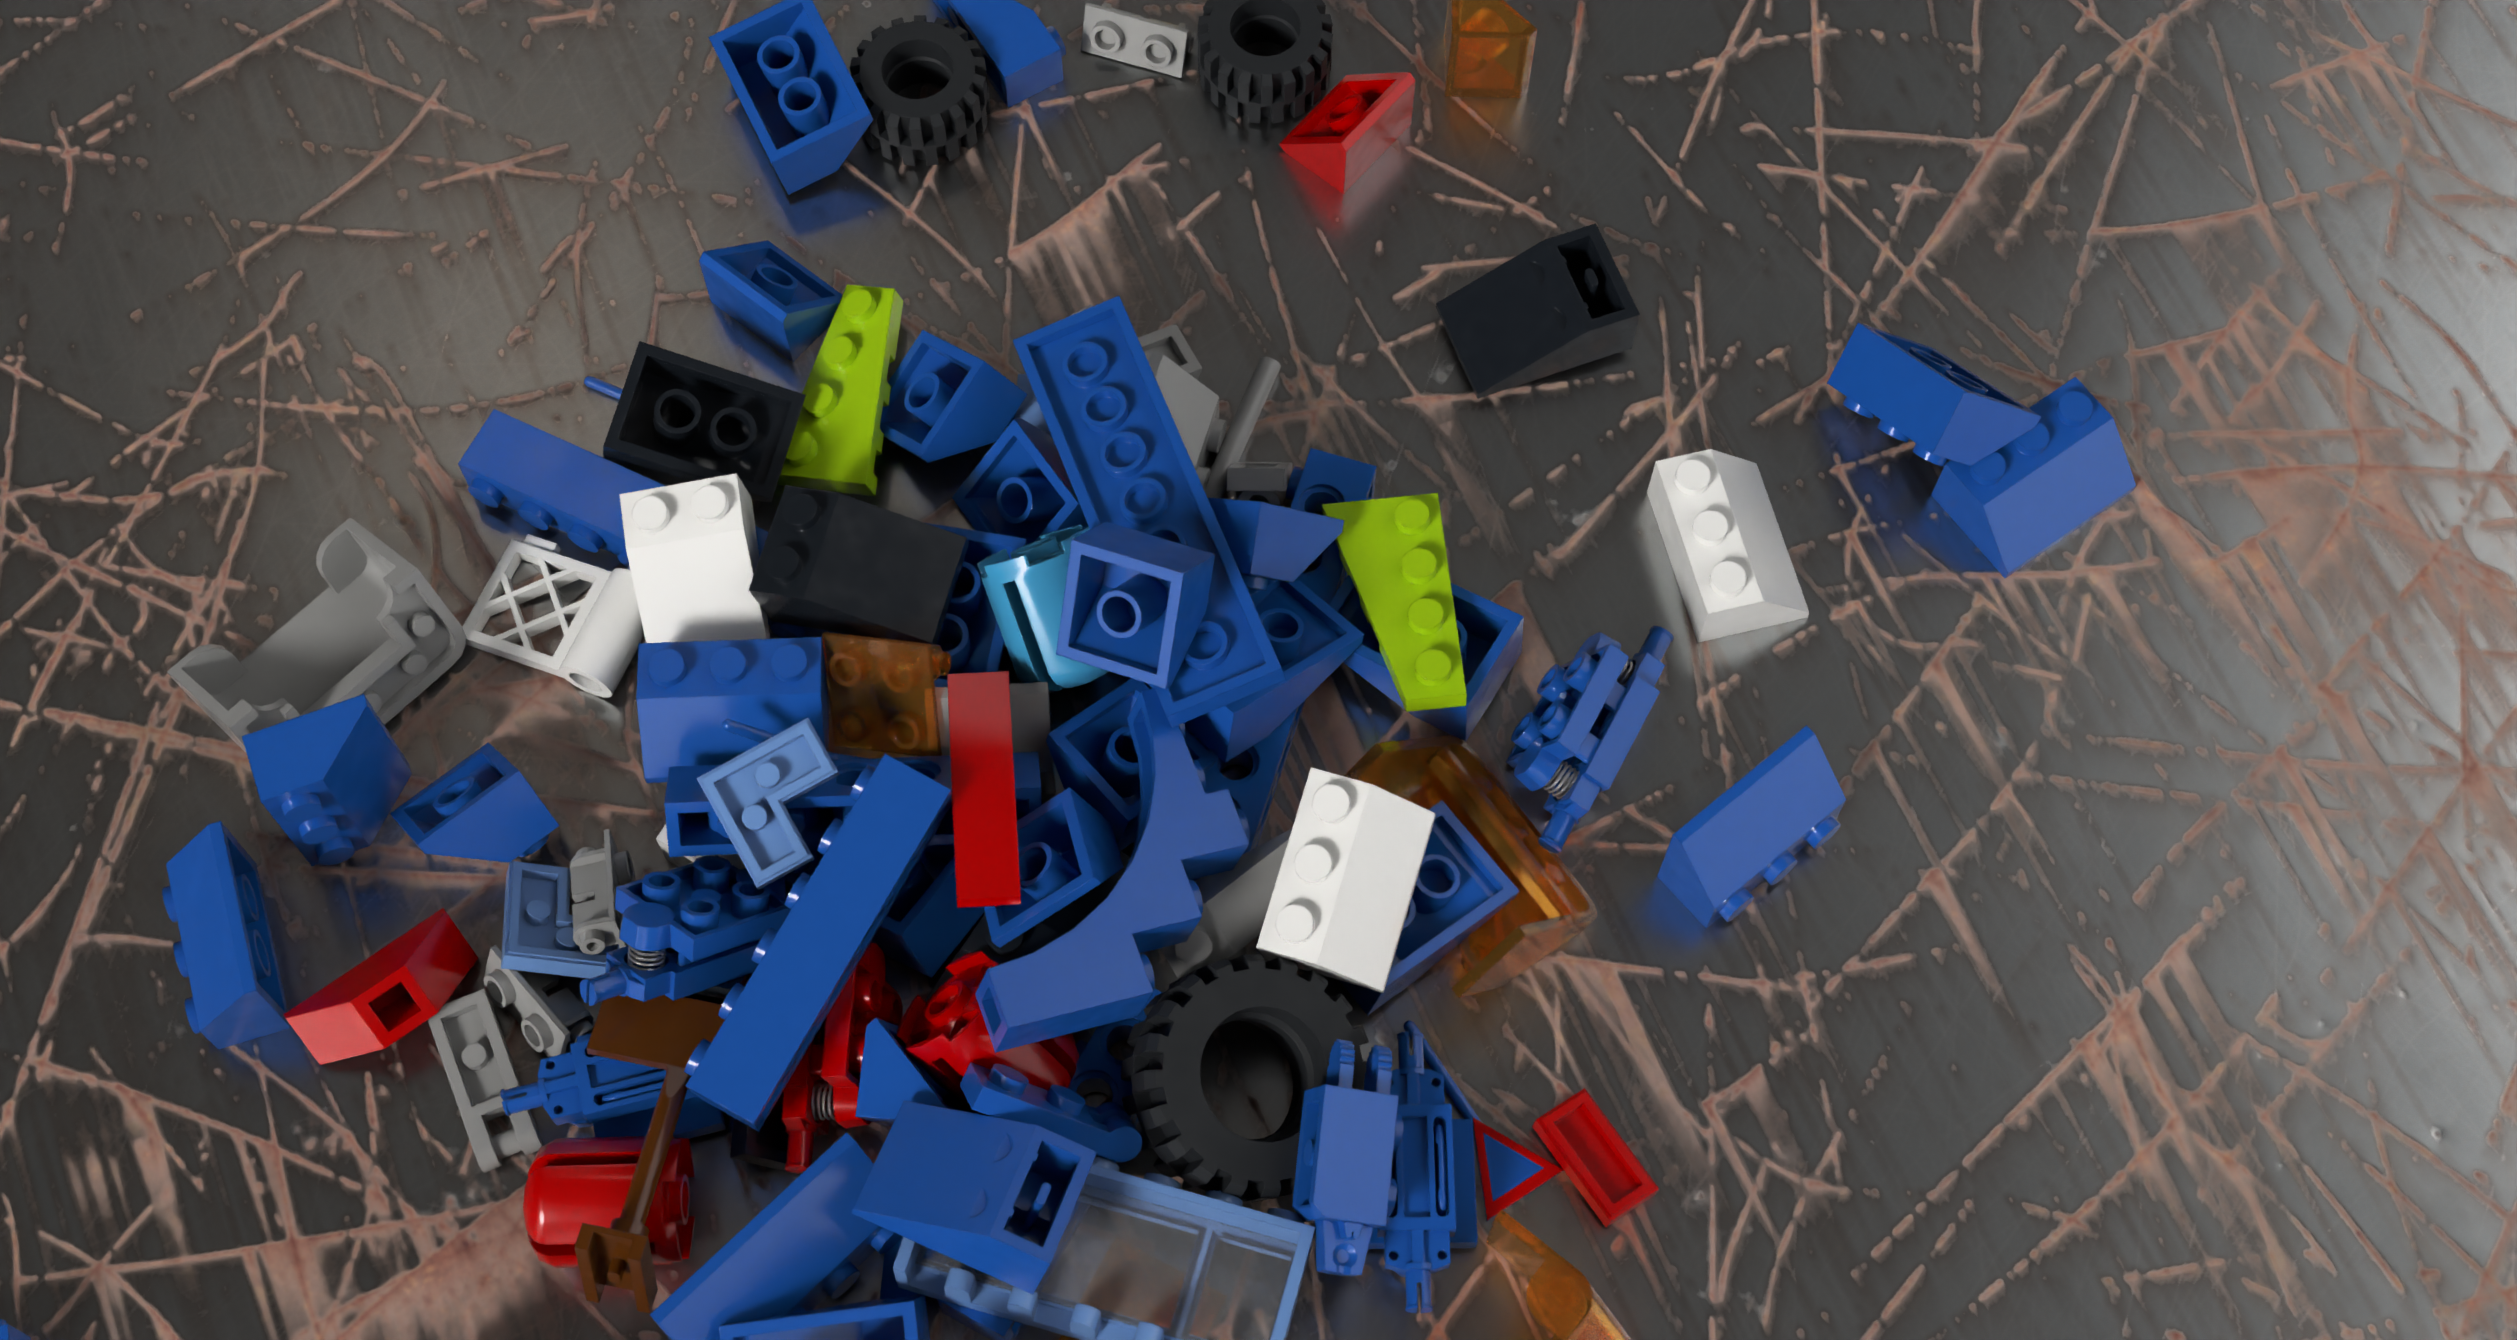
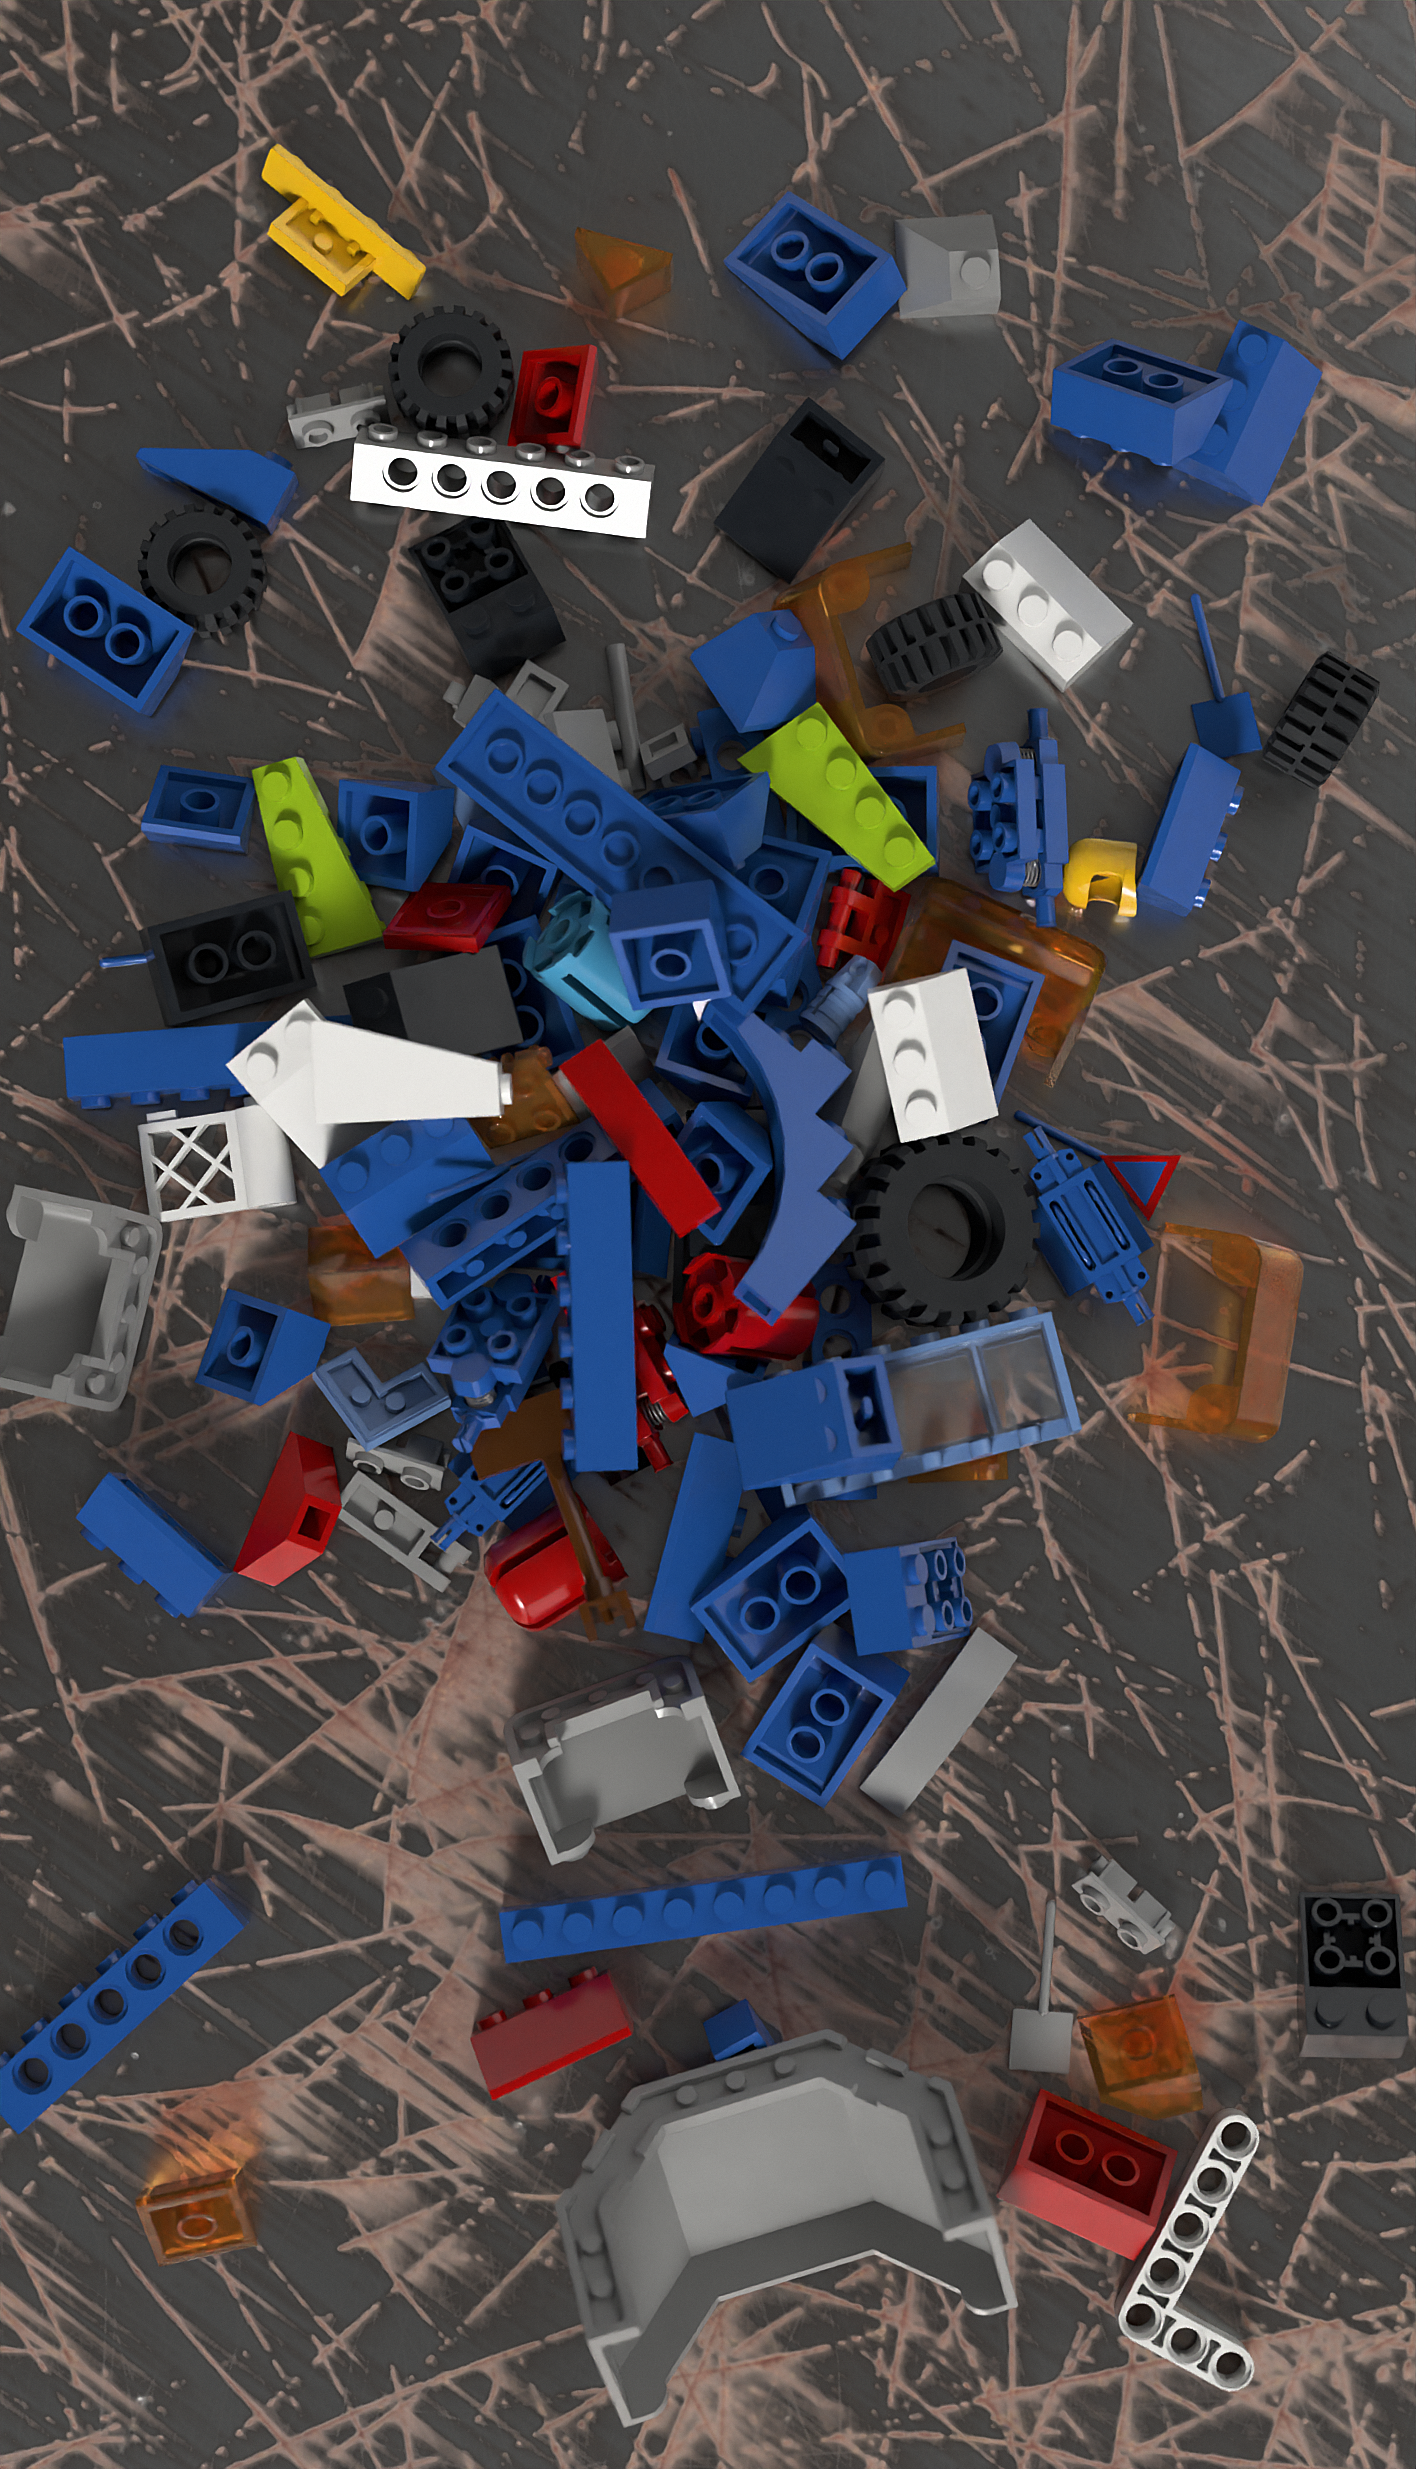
camera: 30 degrees left, 20 degrees up
(328, 778) = (155, 1396): blue slope -> none
(596, 876) = (388, 1343): light grey hinge -> none
(606, 789) = (351, 1283): none -> clear orange slope
(752, 794) = (483, 1237): medium blue tile -> none
(767, 584) = (390, 1078): none -> white slope
(939, 498) = (447, 917): none -> red plate
(1009, 1096) = (826, 1337): blue plate -> none
(1137, 95) = (479, 495): none -> brick
(1175, 253) = (487, 595): none -> black slope
(1276, 788) = (840, 999): none -> medium blue hinge
(1347, 1158) = (1045, 1251): blue hinge -> none
(1374, 724) = (874, 927): none -> red plate
(1398, 437) = (760, 670): none -> blue slope
(1462, 472) = (880, 733): none -> clear orange windscreen
(1588, 509) = (934, 646): none -> black tyre
(1595, 1157) = (1199, 1134): red tile -> none
(1647, 814) = (1105, 858): none -> yellow helmet
(1672, 147) = (818, 274): none -> blue slope
(1800, 207) = (948, 266): none -> light grey slope
(1857, 758) = (1225, 723): none -> blue piece
(1960, 791) = (1321, 720): none -> black tyre

